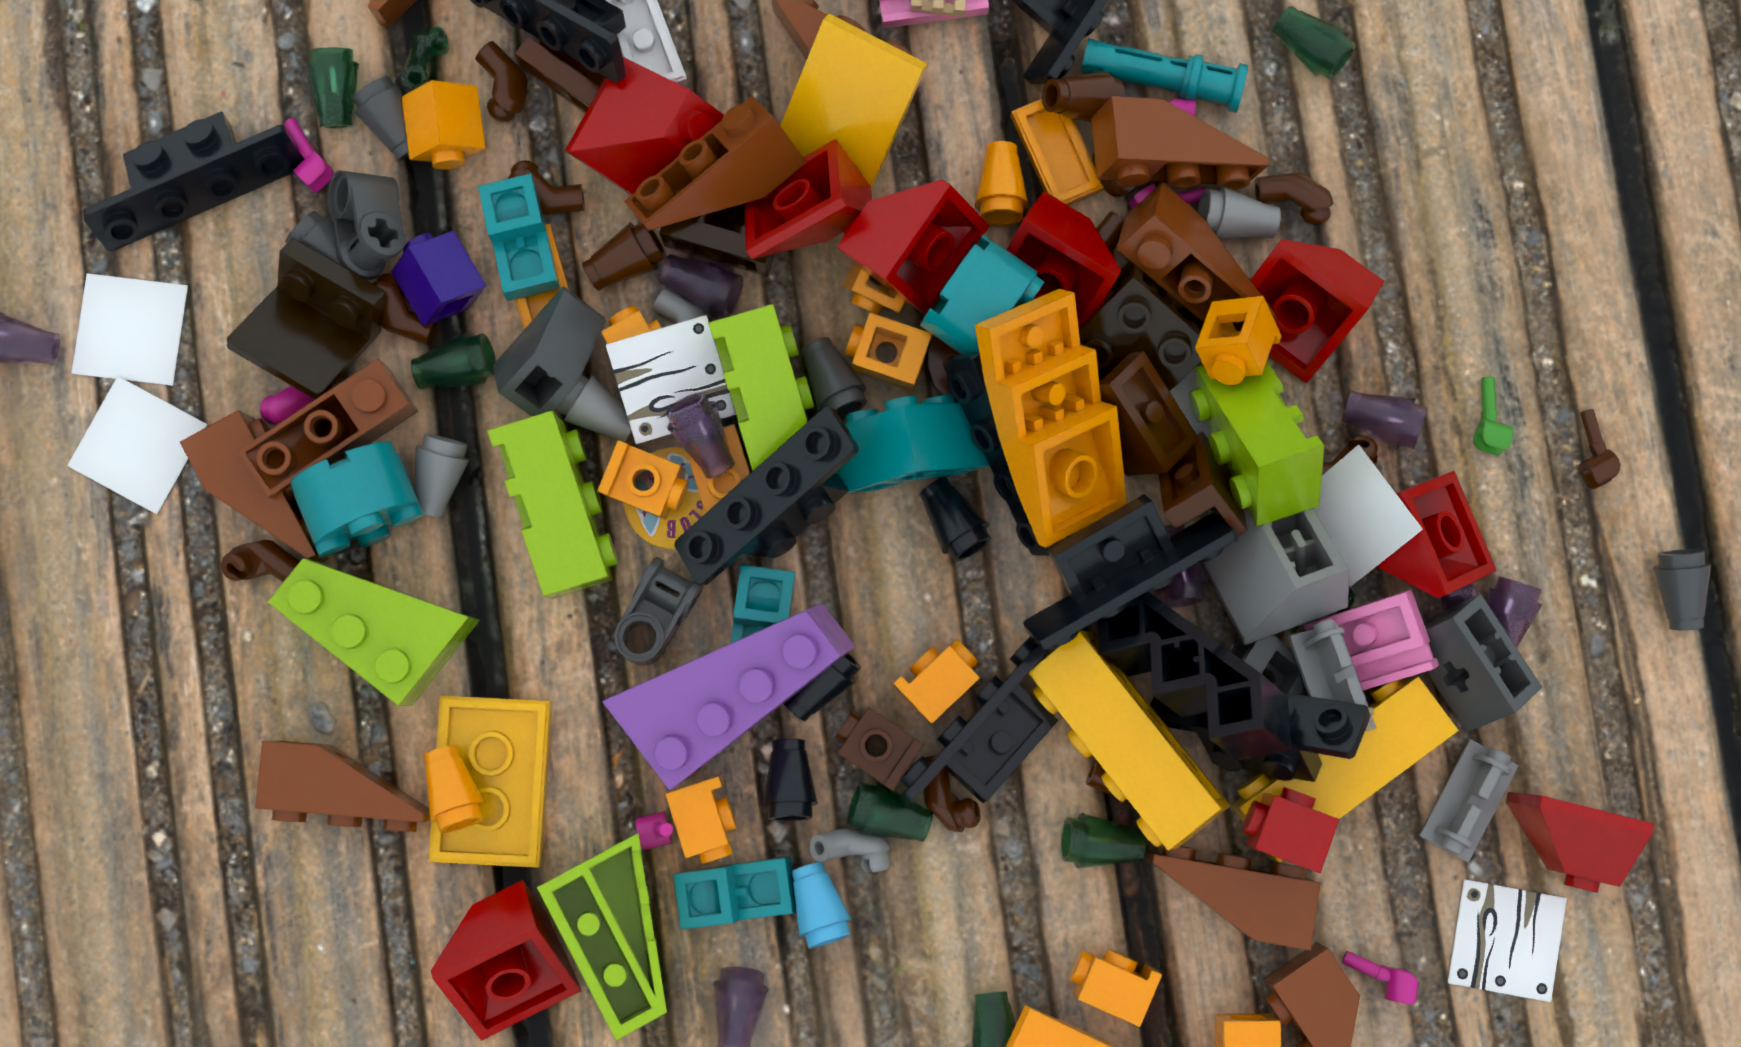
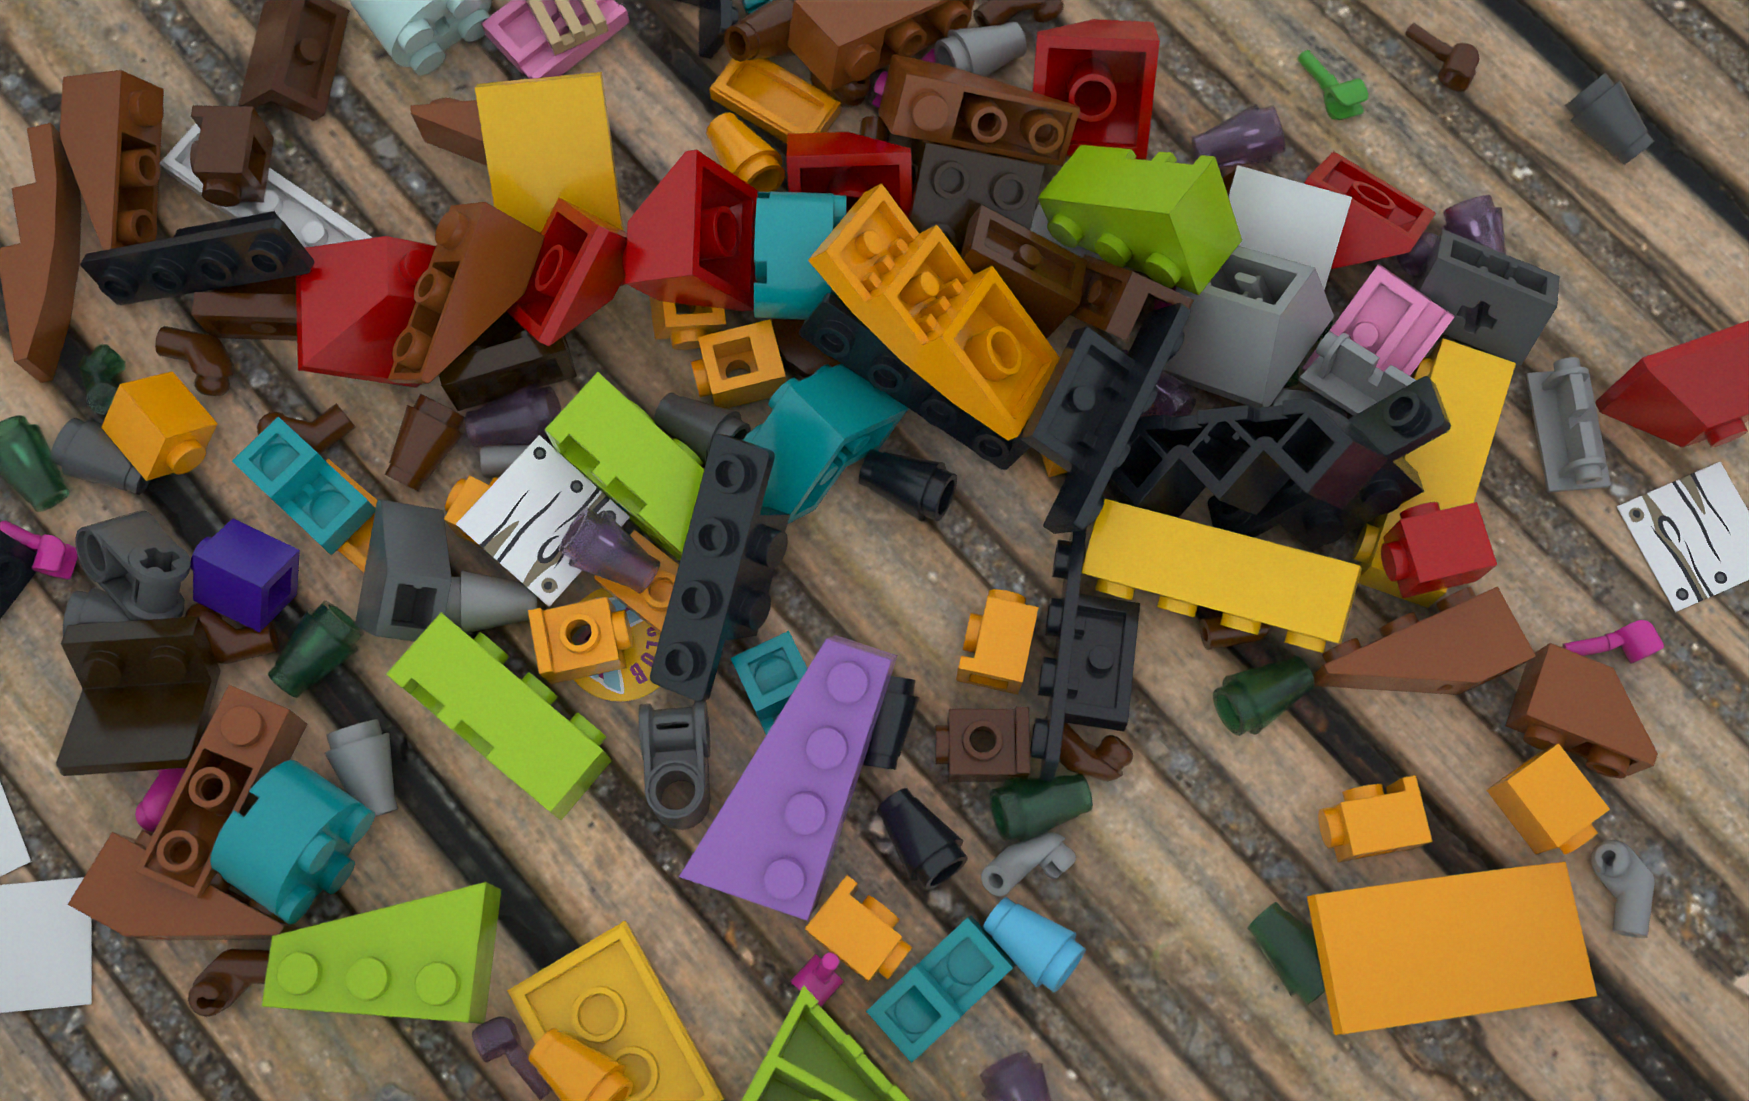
camera: 30 degrees left, 10 degrees down
(415, 723) = (501, 1037): none -> hand
(1237, 354) = (1071, 150): light orange brick -> none

